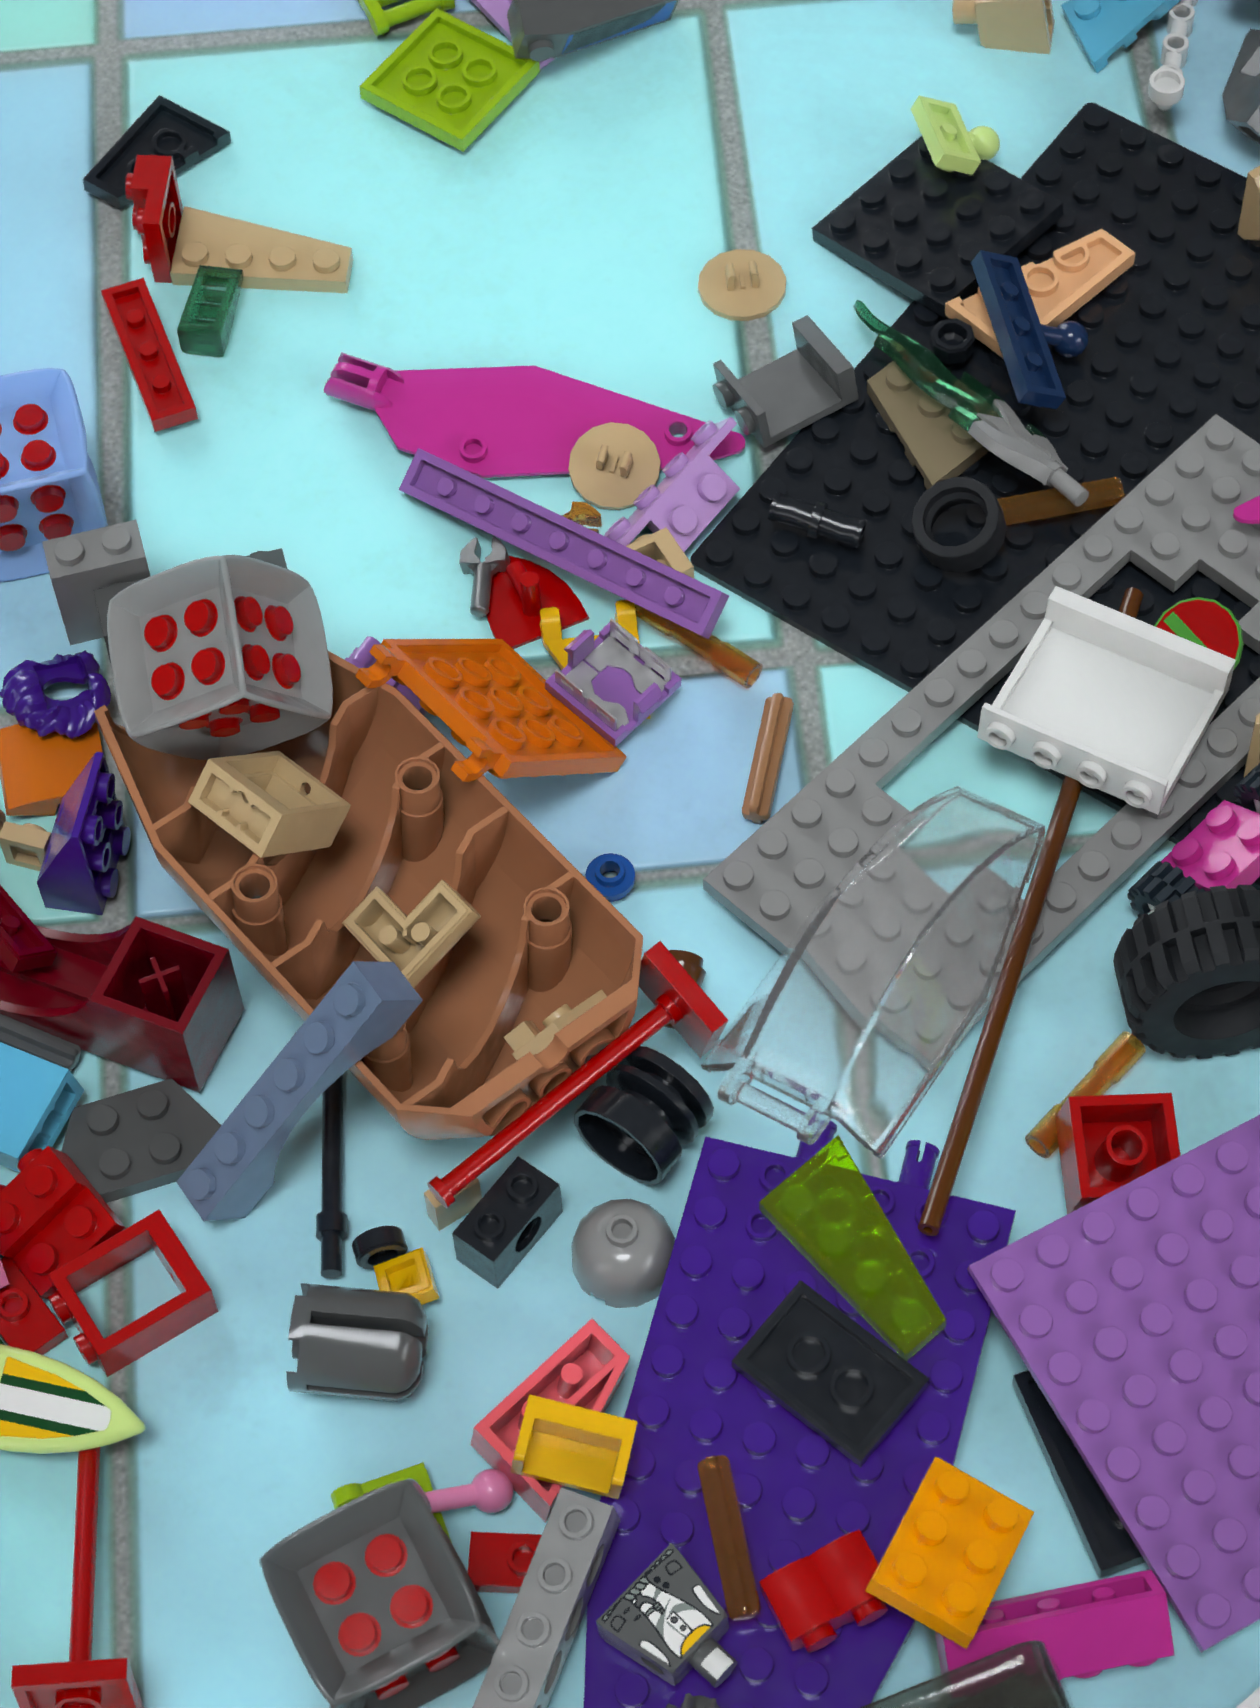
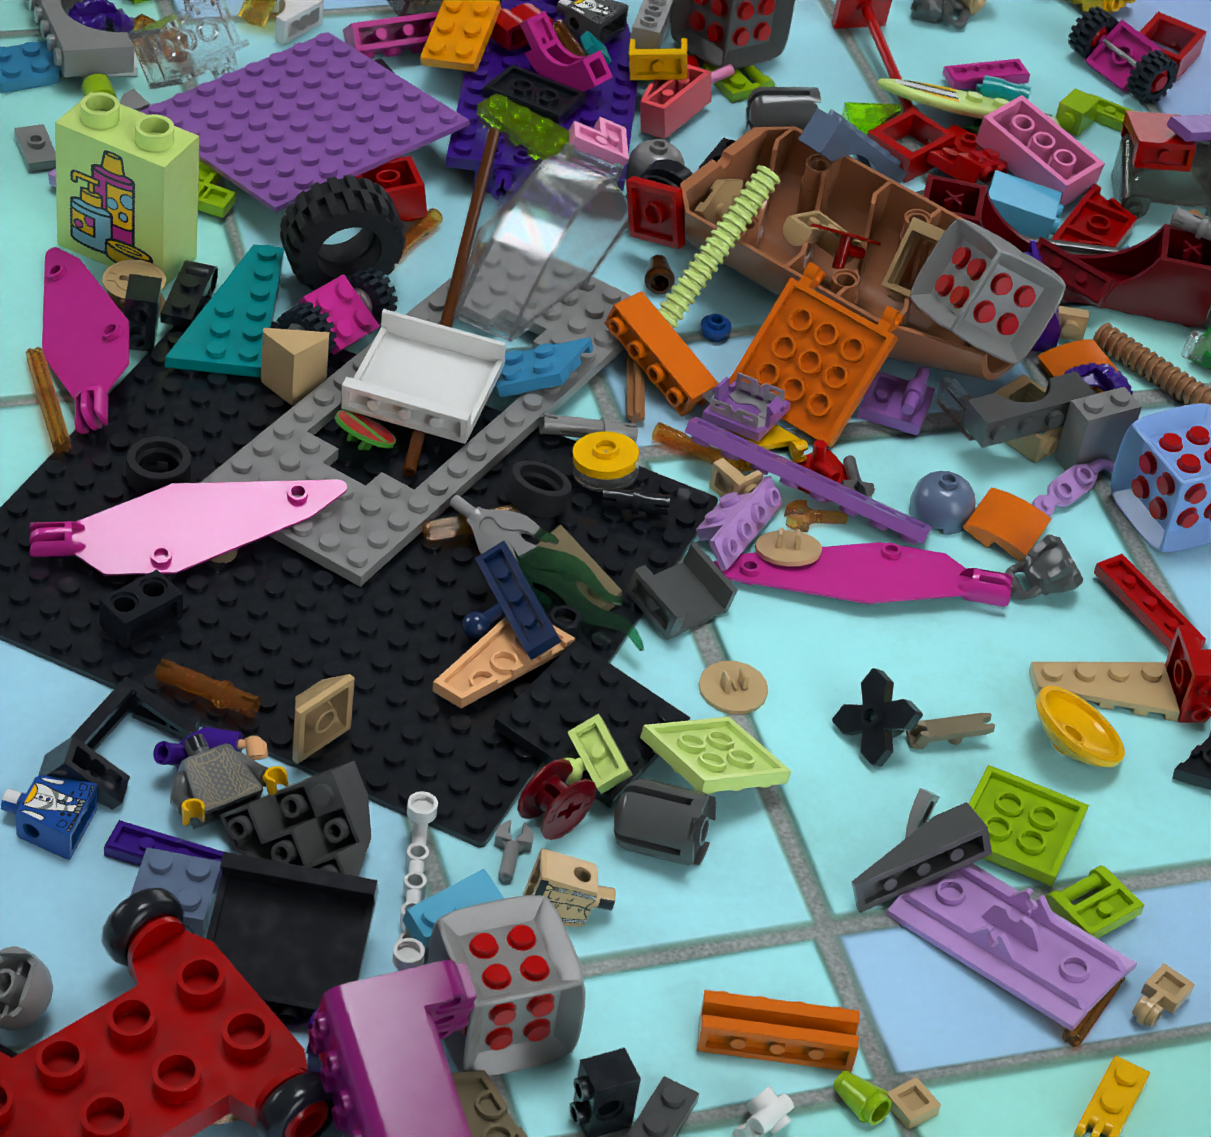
camera: 160 degrees right, 15 degrees down
(188, 536) = (1071, 485): none -> lavender piece
(189, 1356) = (869, 115): none -> clear neon green slope
(208, 336) = (1125, 624): clear green slope -> none
(266, 397) = (1047, 570): none -> dark grey piece
(289, 491) = (1008, 522): none -> orange slope
(331, 163) = (1078, 728): none -> yellow dish
(369, 527) = (943, 501): none -> sand blue cylinder
(376, 865) = (845, 246): none -> red shield
(486, 192) = (949, 729): none -> dark tan piece
(566, 83) = (921, 810): none -> light grey slope
(578, 190) = (878, 717): none -> black plant
(616, 853) = (718, 245): none -> yellowish green piece
(685, 1509) = (593, 45): none -> teal tile
(726, 765) = (661, 353): none -> orange brick
(730, 1169) = (605, 141): none -> bright pink plate
(758, 1432) = (556, 62): none -> dark pink arch
(800, 146) = (715, 754): none -> yellowish green plate
(849, 580) = (605, 460): none -> yellow piece
(857, 665) = (580, 427): none -> light grey pin
(877, 78) = (664, 821): none -> dark grey cylinder
(929, 745) = (540, 367): none -> dark azure wing
(1004, 99) = (562, 804): none -> dark red piece
(1056, 95) = (511, 848): none -> light grey bar

